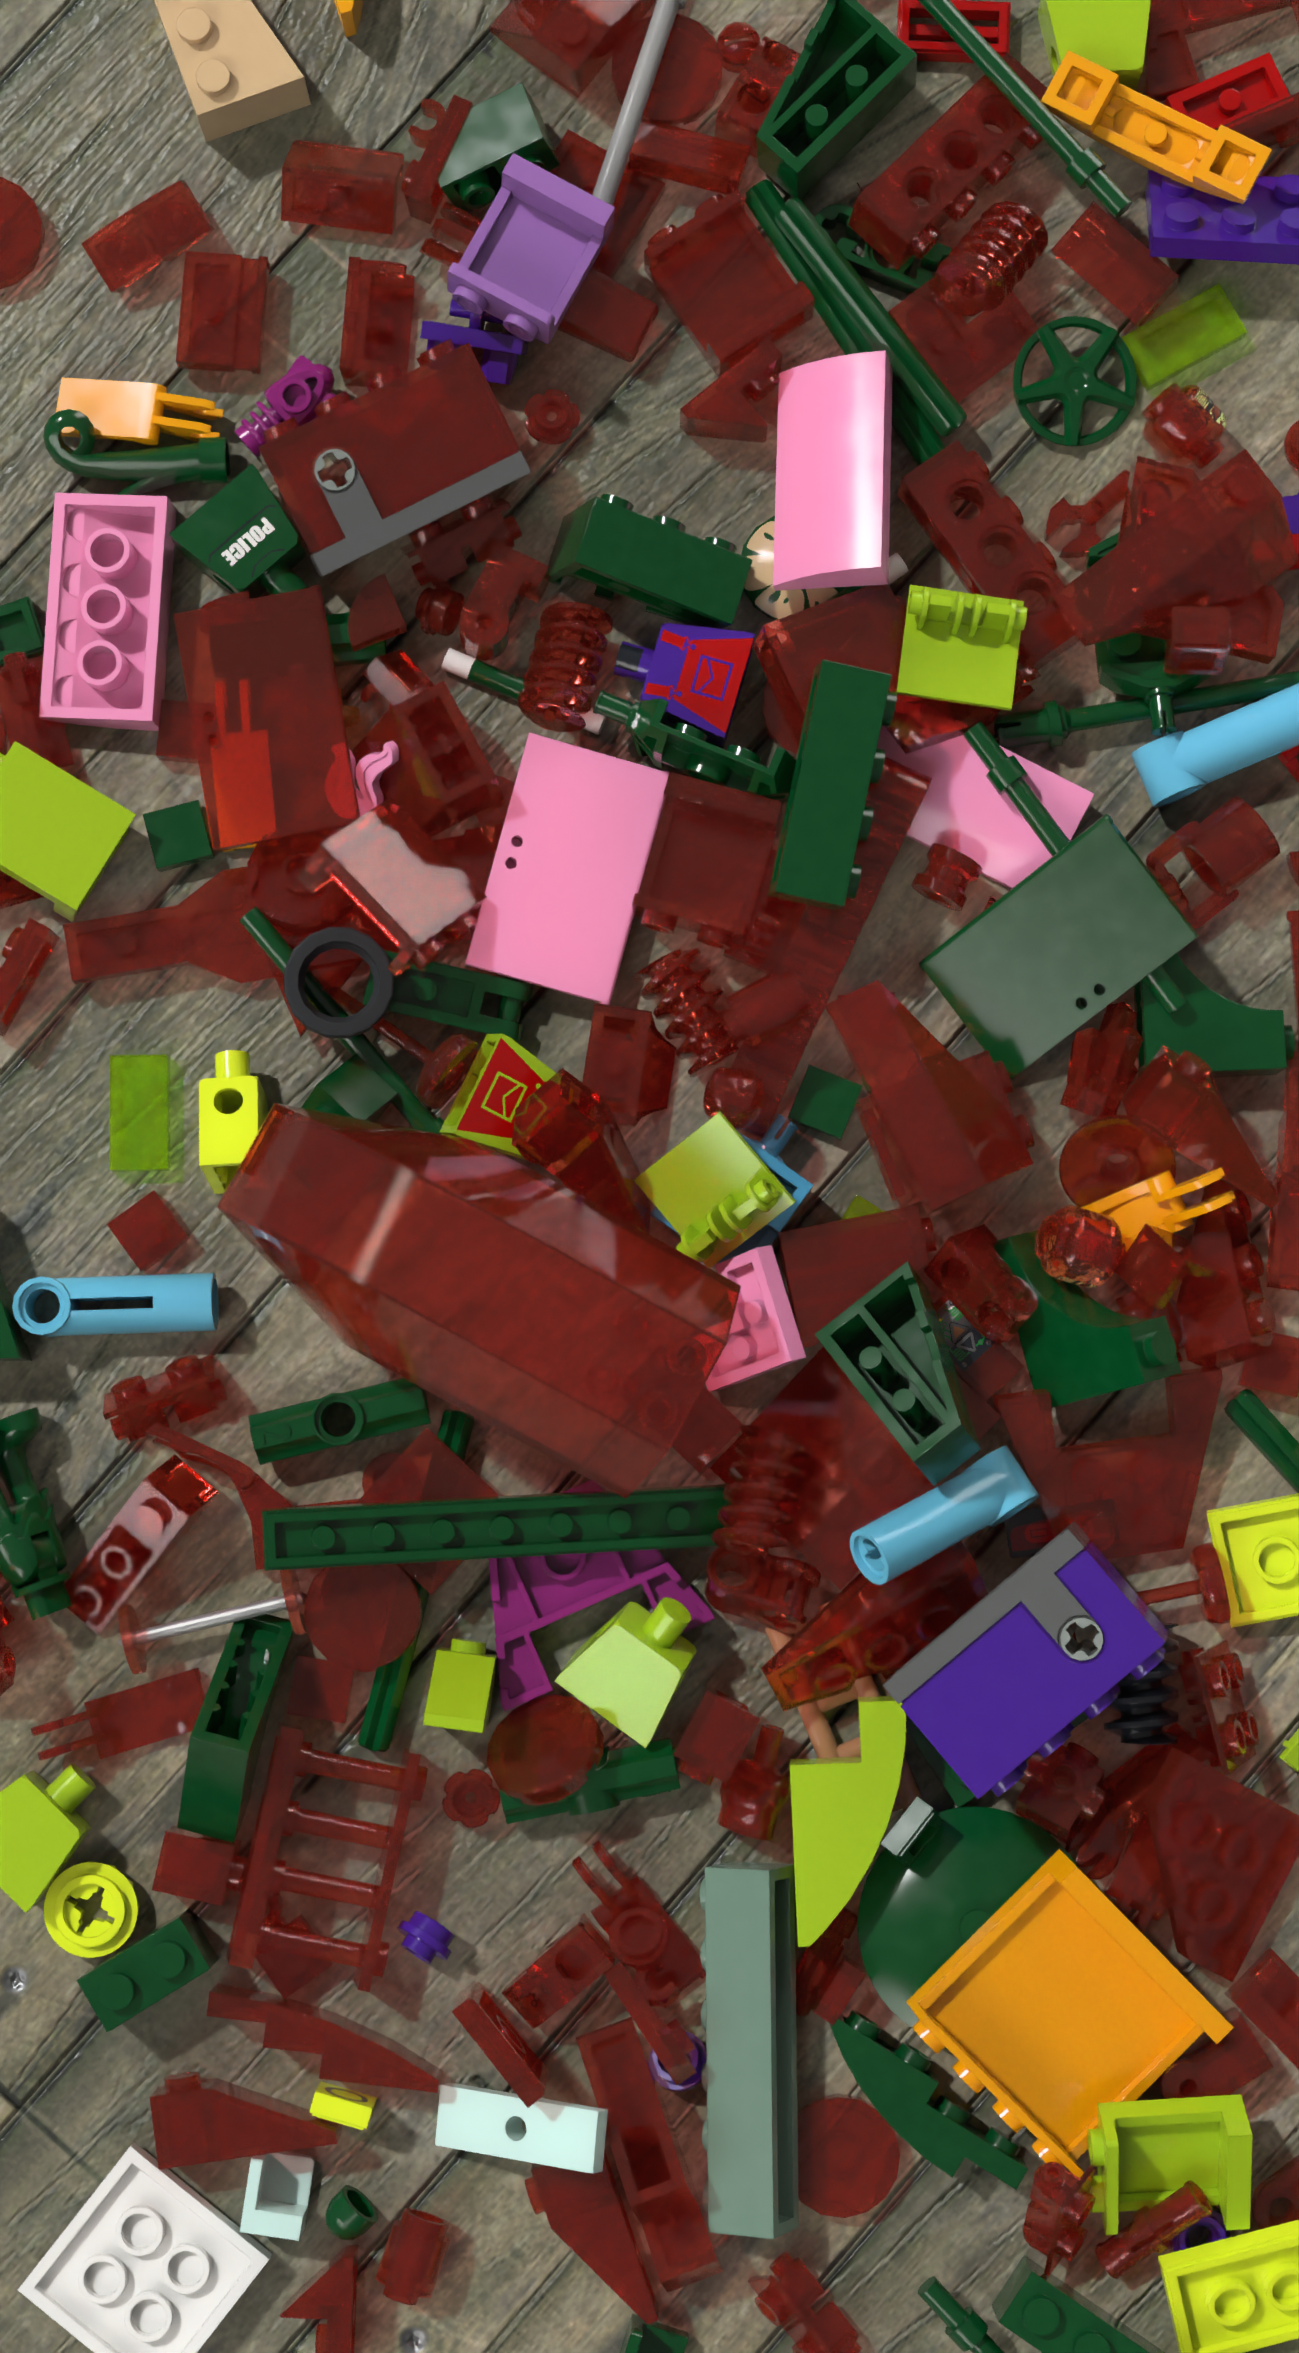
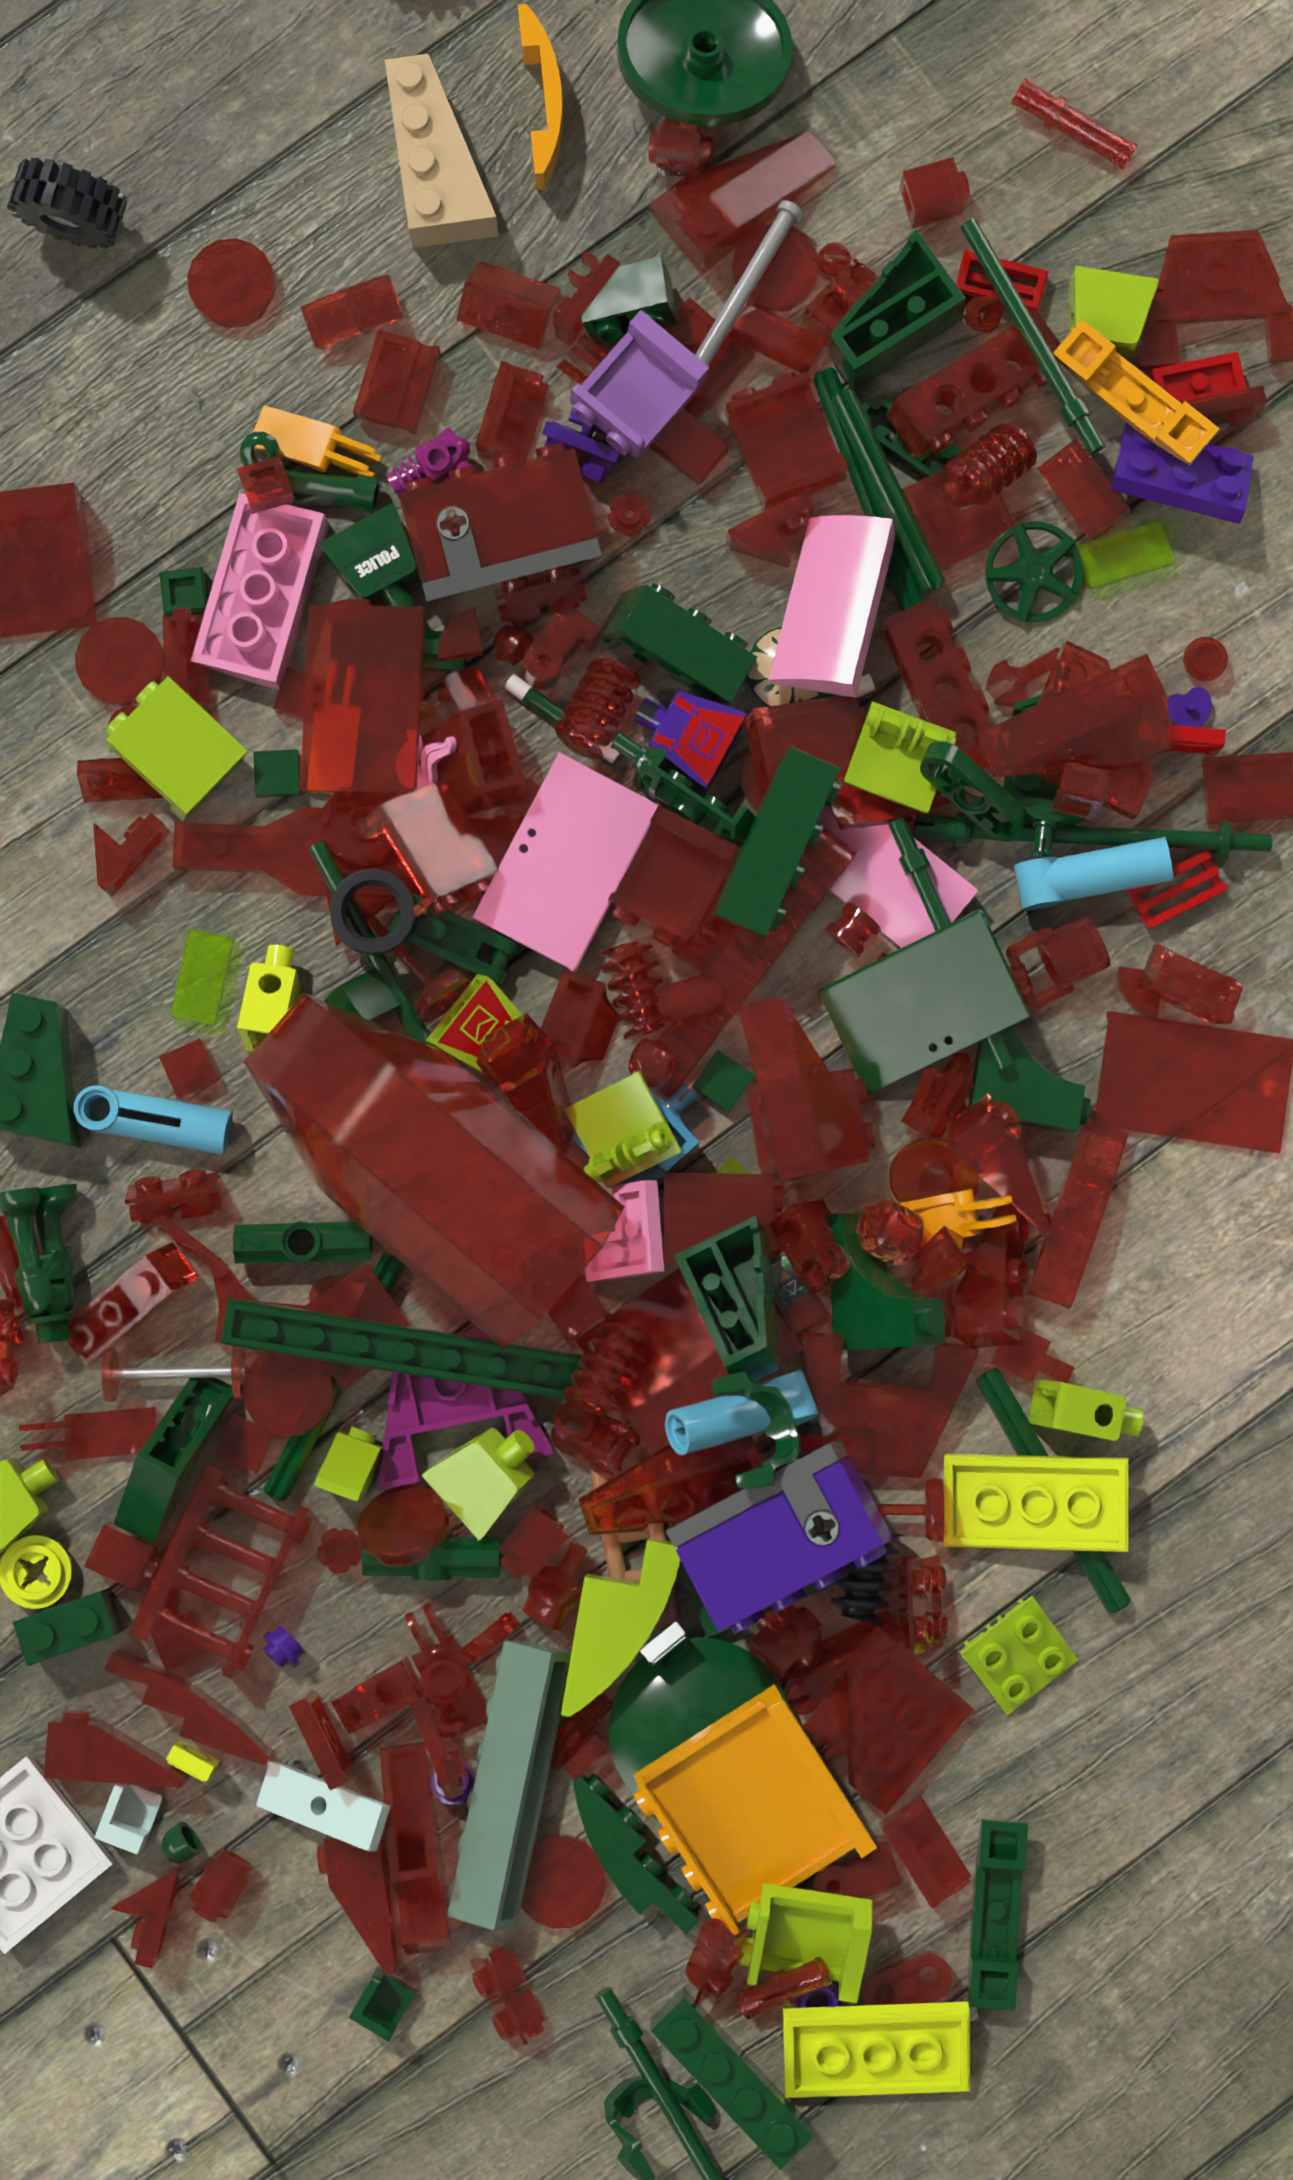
camera: 10 degrees right, 0 degrees up
(86, 474) = (265, 484): none -> clear red plate
(684, 1868) = (489, 1638): none -> clear red tile
(951, 73) = (992, 314): none -> clear red hinge
(998, 1523) = (781, 1427): none -> dark green helmet
(1031, 648) = (953, 771): none -> dark green beam
(1184, 426) = (1109, 624): clear red head -> none

